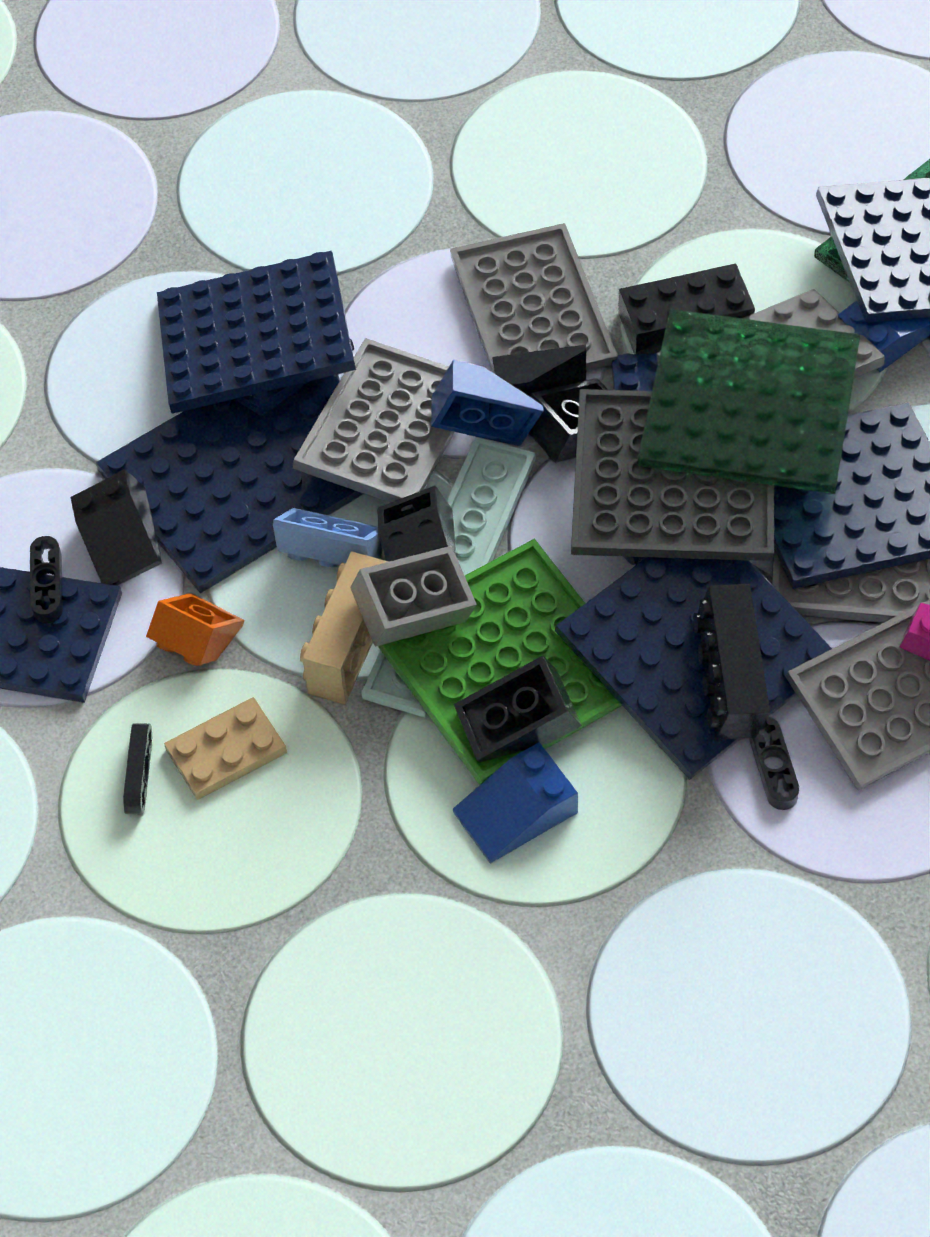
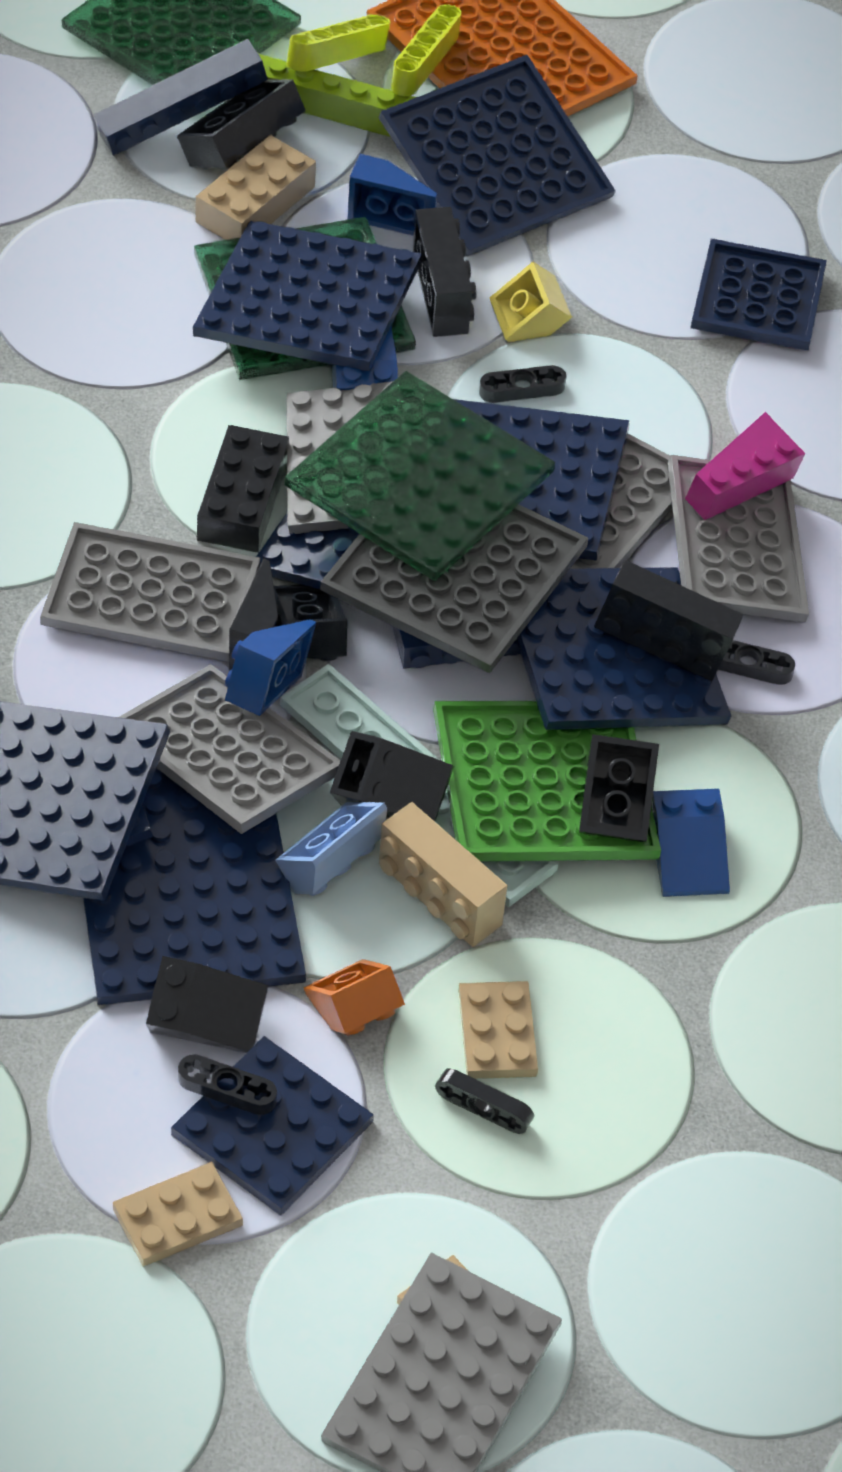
camera: 70 degrees left, 5 degrees down
(413, 595) = (471, 795): light grey brick -> none

